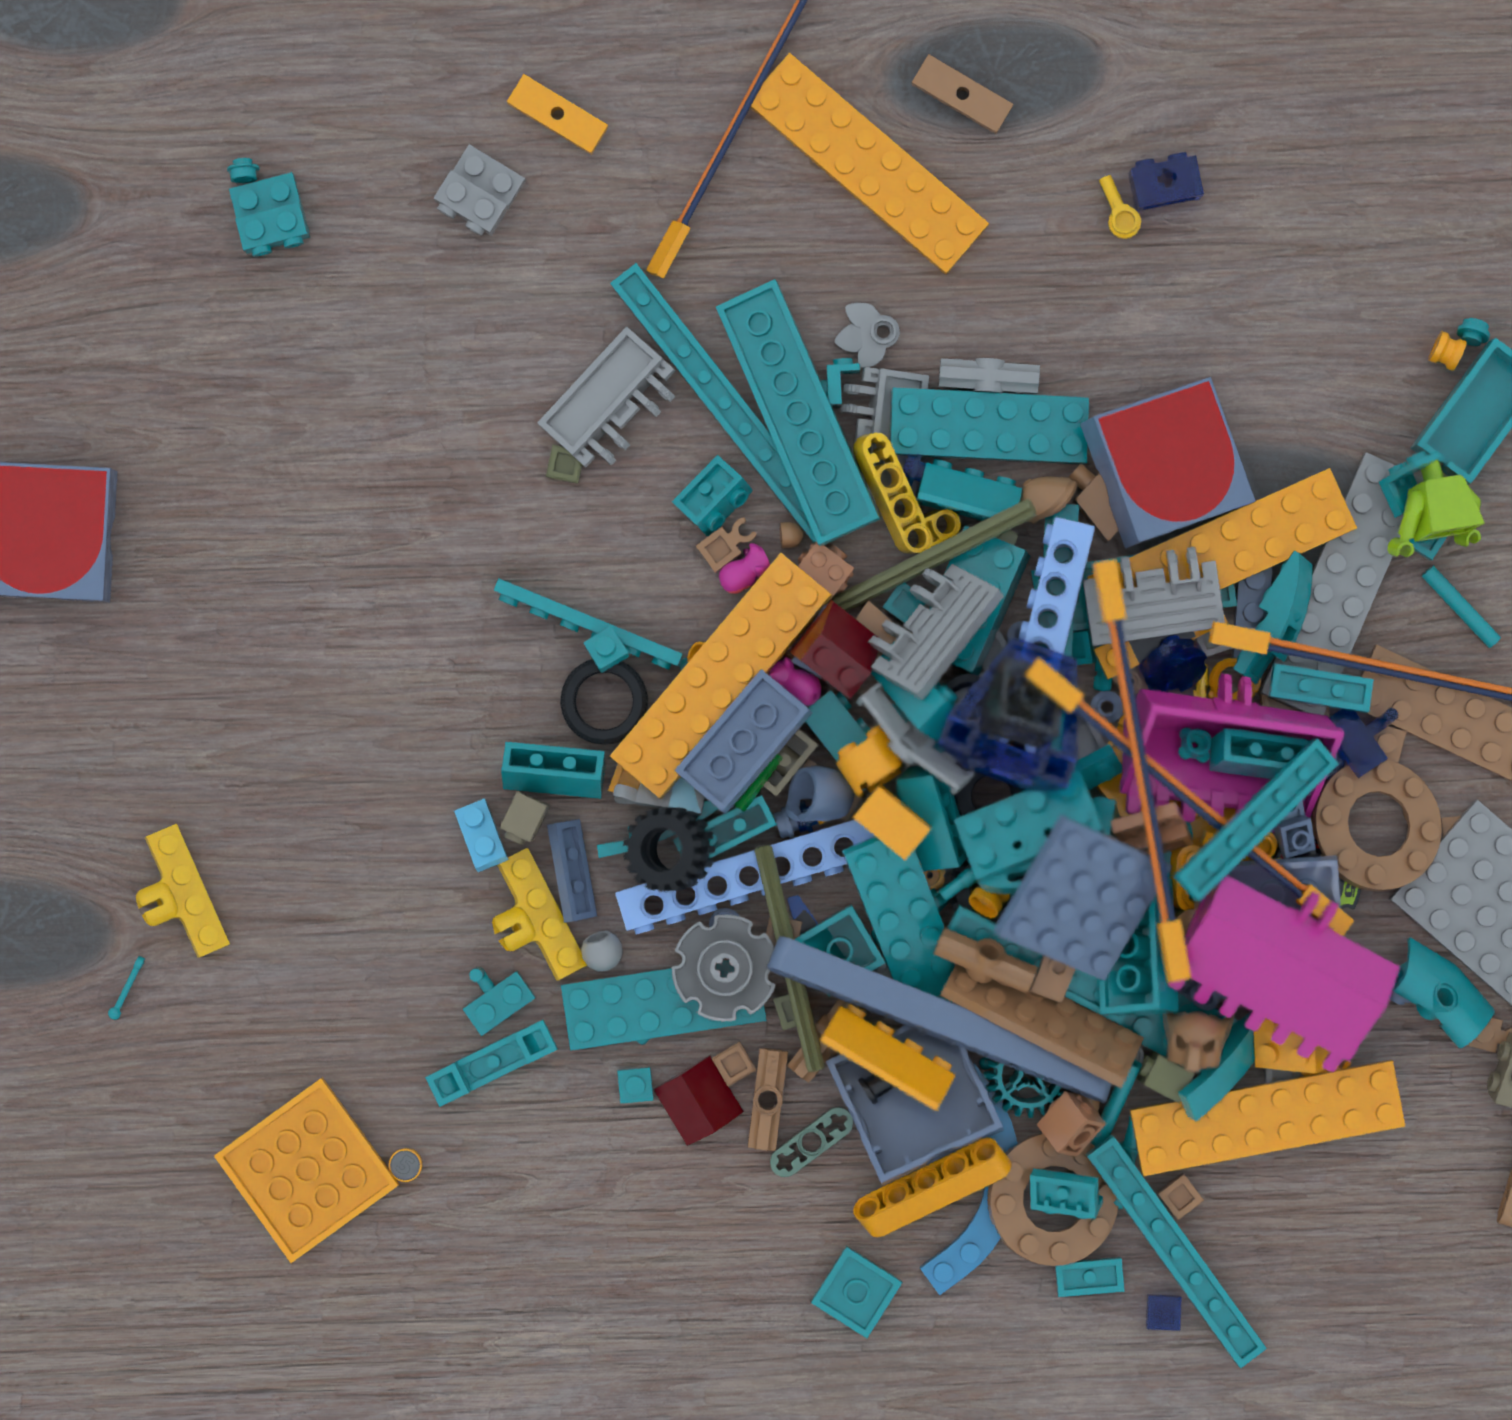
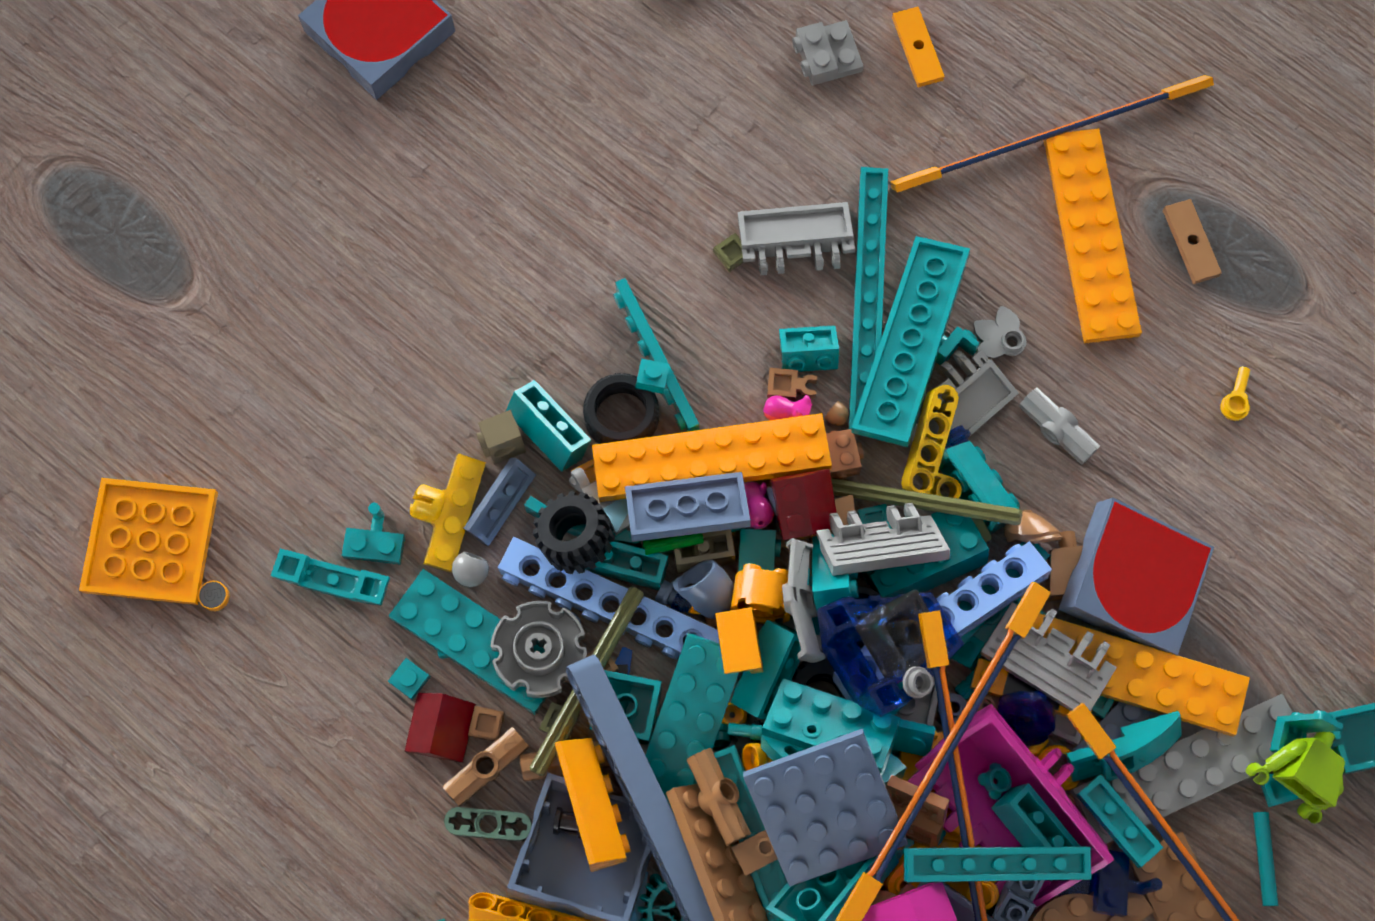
camera: 40 degrees right, 15 degrees down
(114, 1012) = (177, 322): teal hinge -> none
(181, 893) = (244, 301): yellow plate -> none
(481, 835) = (463, 428): medium azure plate -> none
(988, 425) = (1031, 456): teal plate -> none
(1078, 732) = (923, 685): none -> light grey plate
(1150, 194) = (1270, 404): clear blue brick -> none

